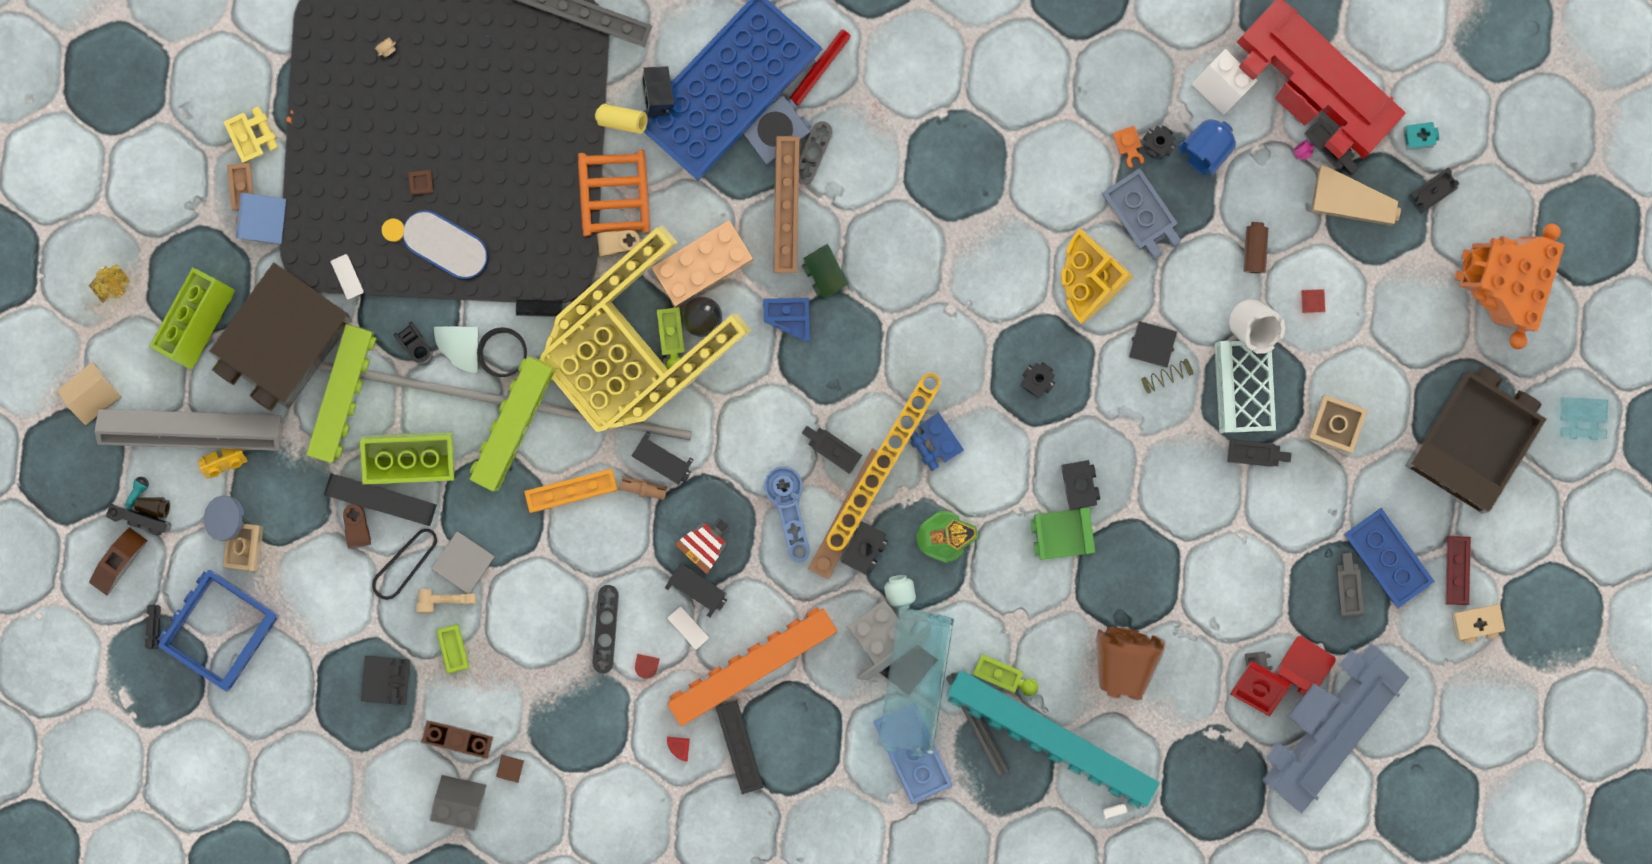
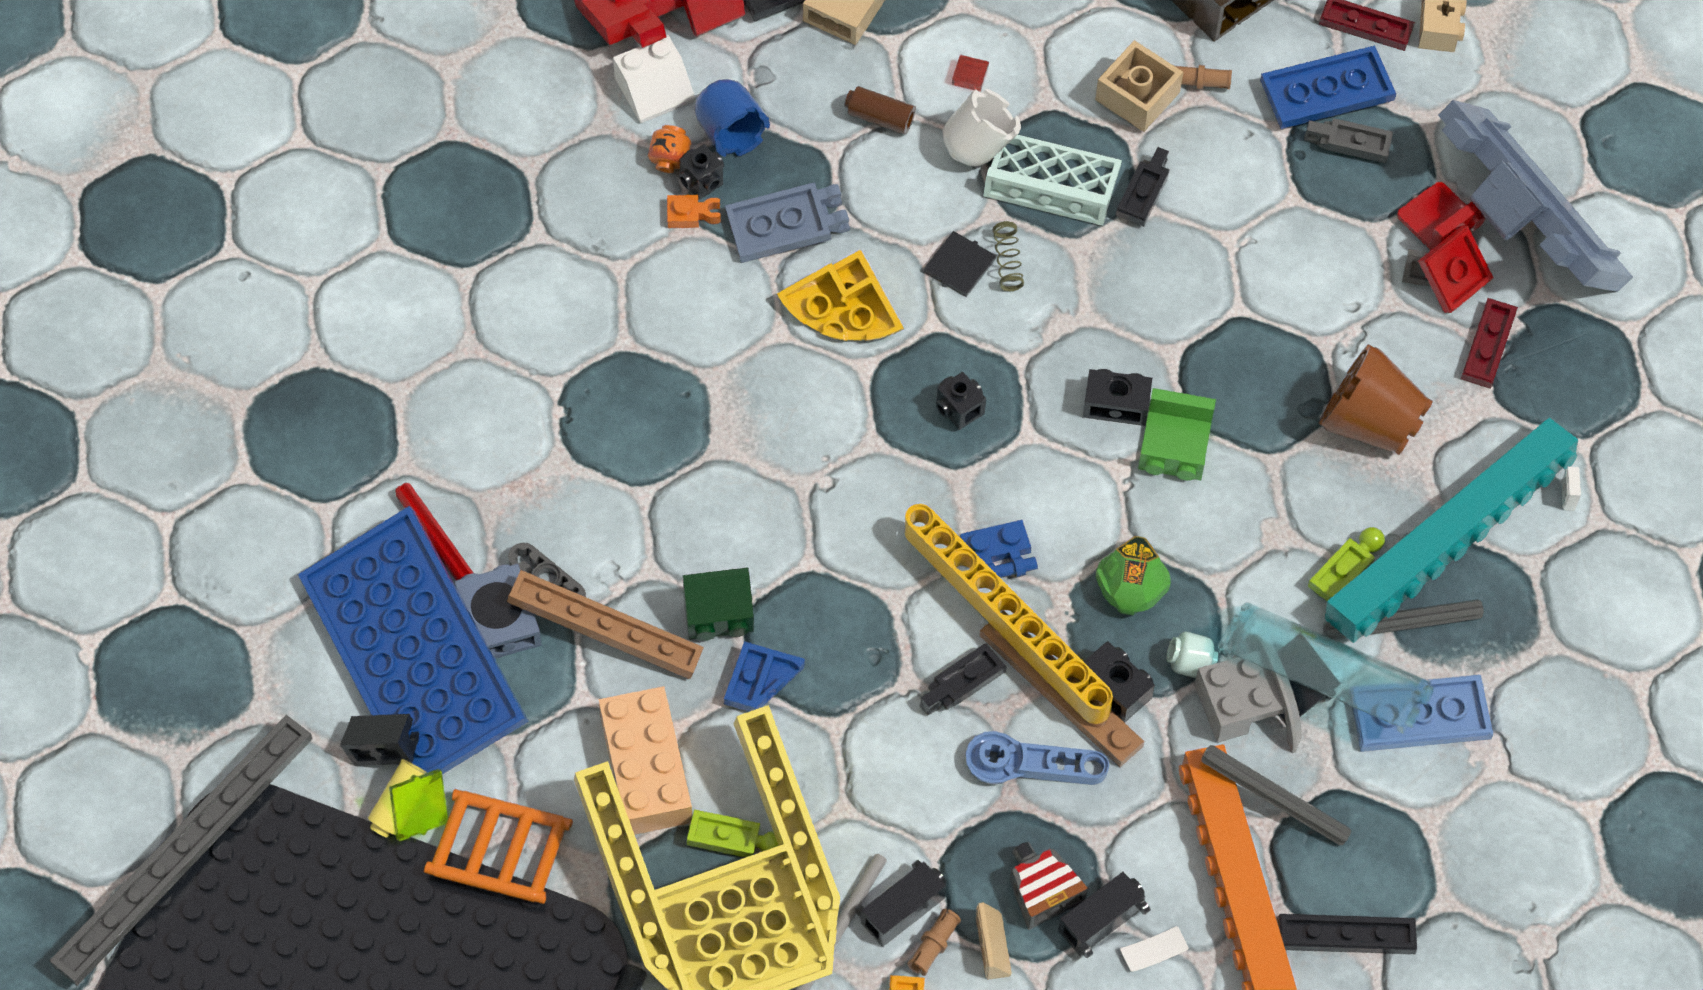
camera: 75 degrees left, 25 degrees down
(614, 242) = (570, 865): tan piece -> none
(619, 133) = (418, 804): none -> clear neon green piece
(656, 525) = (992, 942): none -> tan slope
(702, 316) = (719, 782): black piece -> none
(813, 675) = (1276, 795): none -> dark grey axle
(1171, 113) = (668, 147): none -> orange head
(1215, 726) = (1489, 343): none -> dark red tile
(1303, 150) = (775, 24): dark pink plate -> none
(1365, 465) = (1206, 77): none -> medium nougat pin

